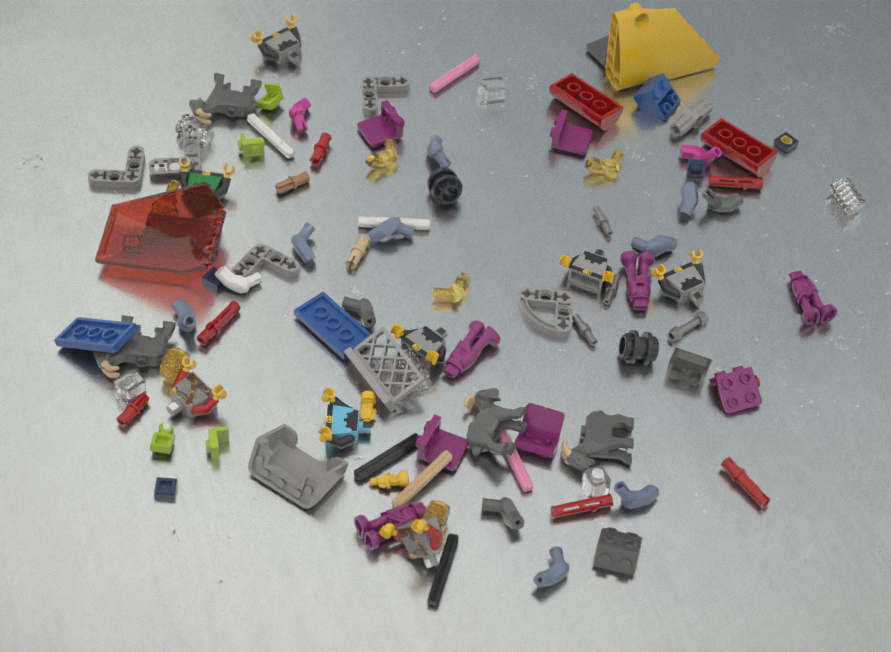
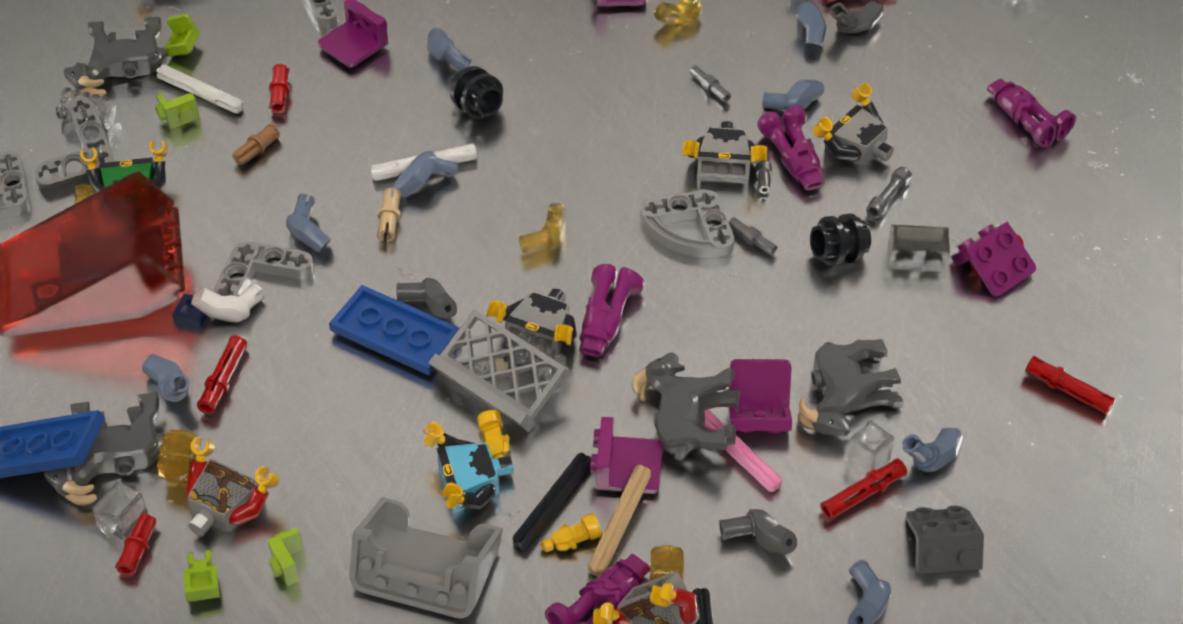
camera: 15 degrees left, 0 degrees up
(296, 113) = (227, 48): dark pink arm -> none
(384, 159) = (376, 78): clear yellow arm -> none

